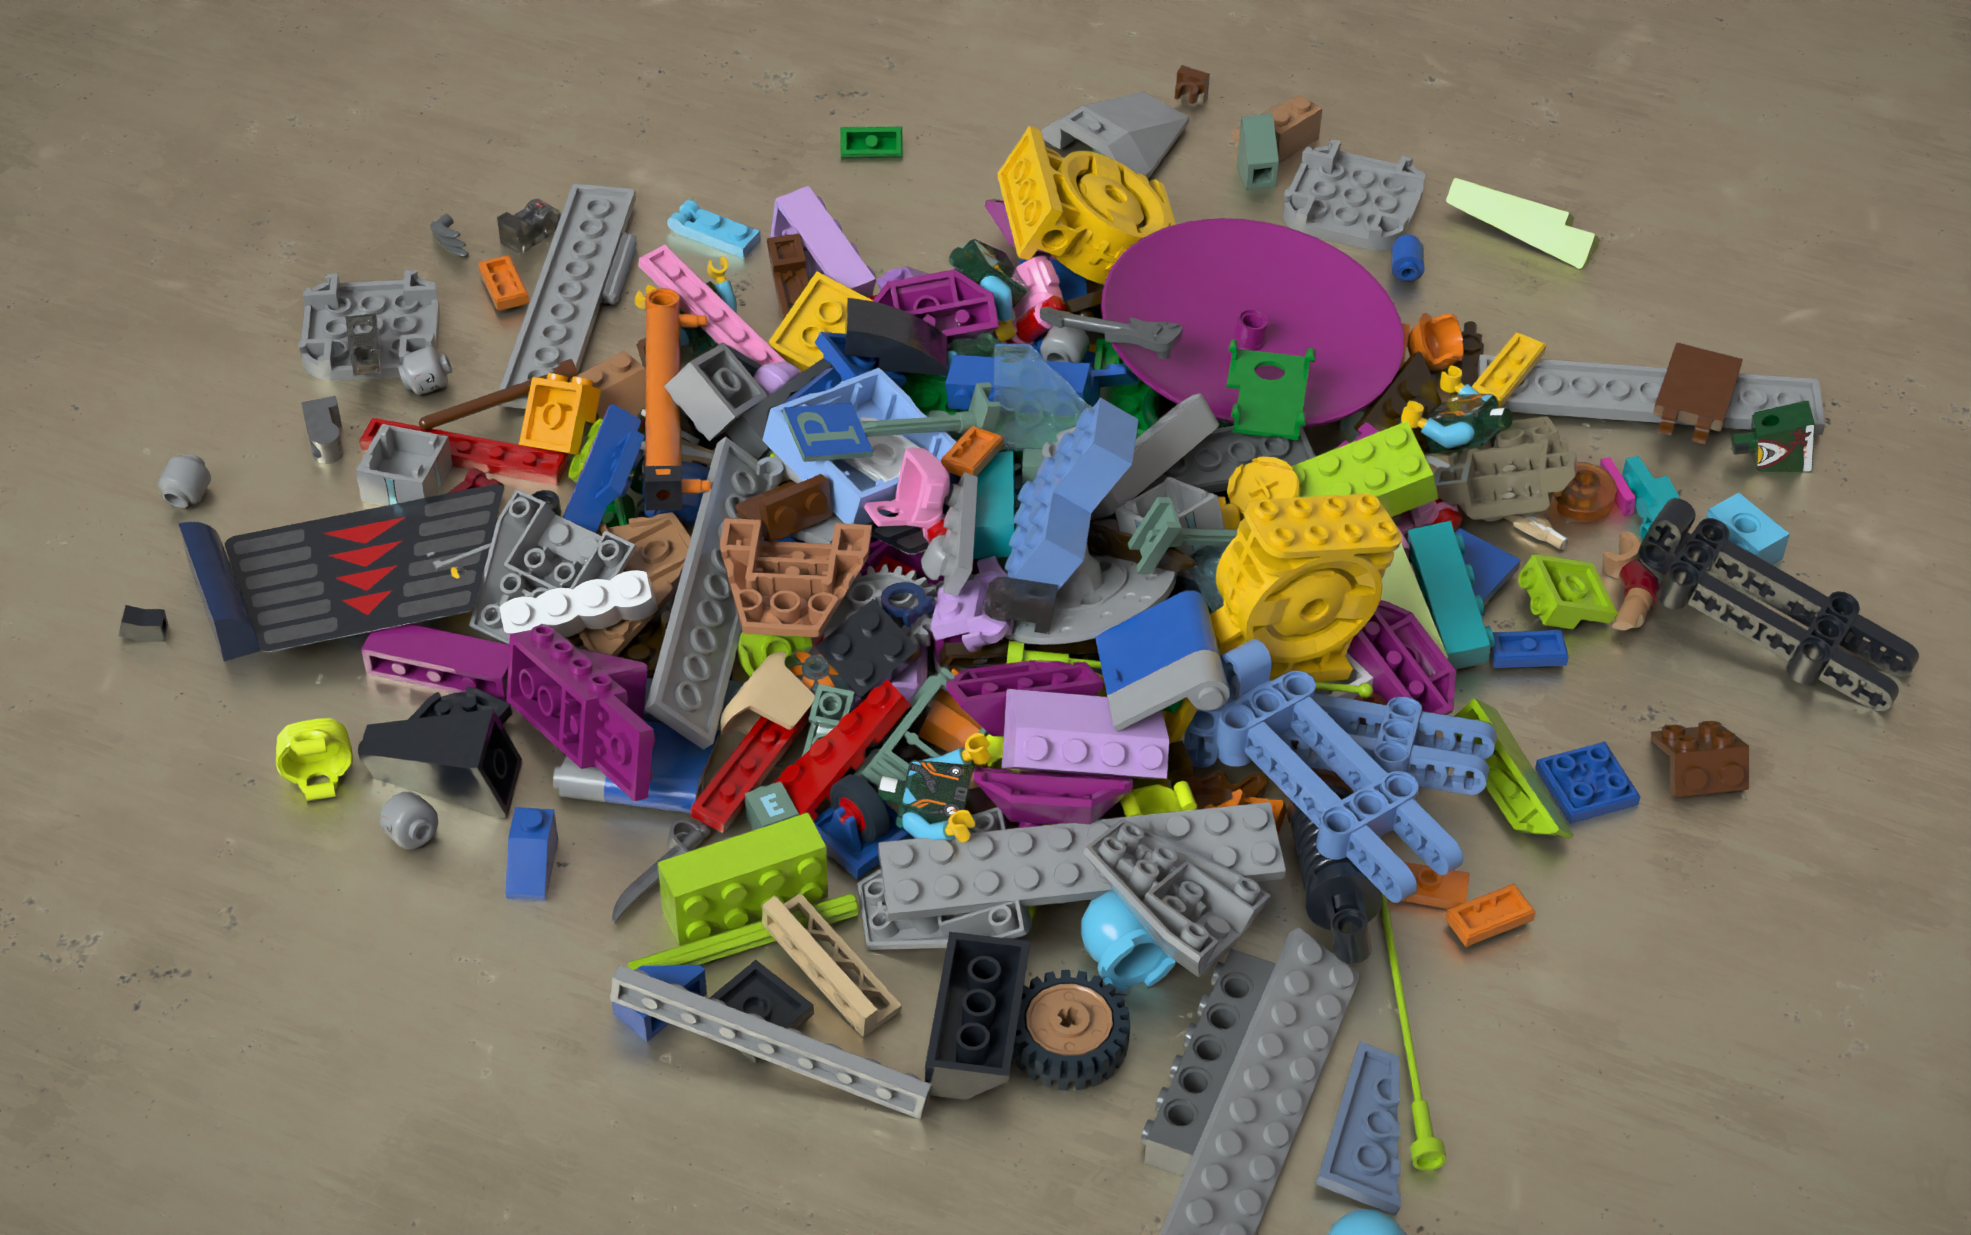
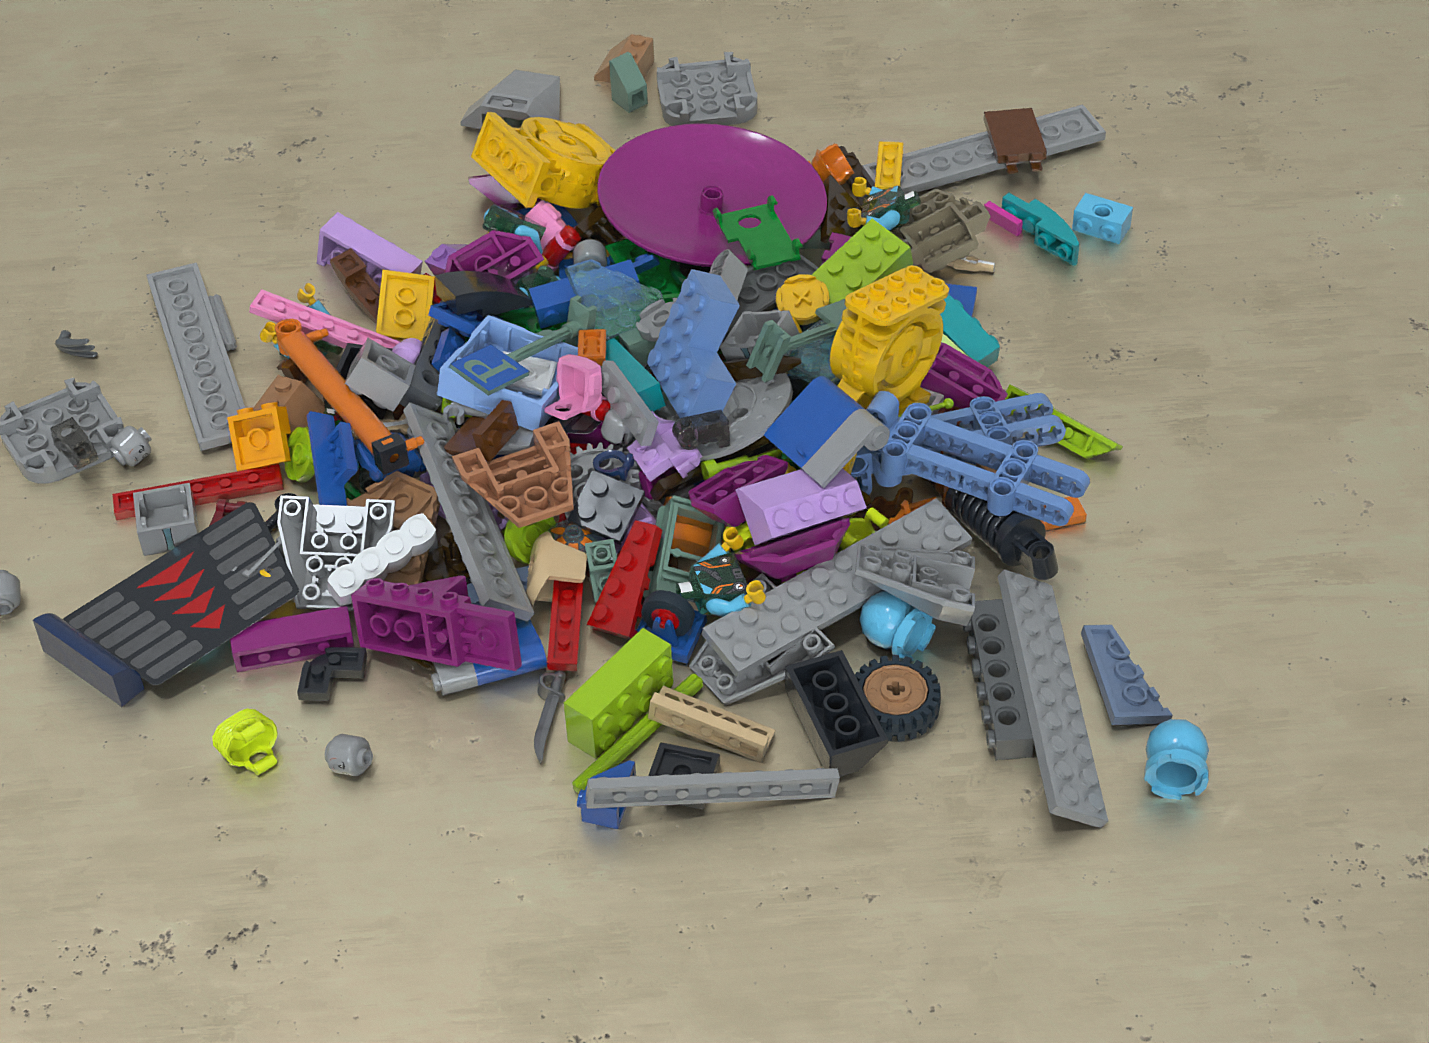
camera: 25 degrees left, 0 degrees up
(143, 624) = (42, 705): black piece -> none
(323, 426) = (80, 517): flat silver leg -> none
(447, 757) = (346, 701): black slope -> none
(503, 282) = (143, 363): orange plate -> none
(528, 225) = (134, 313): clear smoke leg -> none
(530, 853) = (453, 740): blue slope -> none
(565, 368) = (241, 403): reddish brown piece -> none
(713, 229) = (272, 271): medium azure plate -> none
(768, 806) = (600, 643): sand green brick -> none
(871, 142) = (344, 170): green slope -> none
(1149, 335) = (664, 224): dark grey piece -> none
(1192, 85) = (547, 53): reddish brown tile -> none
(1407, 258) = (772, 119): blue brick -> none
(1427, 1151) = (1166, 674): lime piece -> none
(1490, 915) = (1105, 516): orange plate -> none
(1526, 220) = (830, 67): wedge -> none
(1529, 649) = (1020, 341): blue plate -> none
(1565, 591) = (1017, 296): lime plate -> none
(1587, 782) = (1107, 410): blue tile -> none
(1588, 494) = (995, 233): clear orange piece -> none
(1637, 580) = (1057, 272): medium nougat piece -> none
(1704, 758) = (1171, 366): reddish brown bracket -> none
(1779, 439) = (1086, 149): dark green torso -> none
(1811, 652) = (1188, 258): black beam -> none

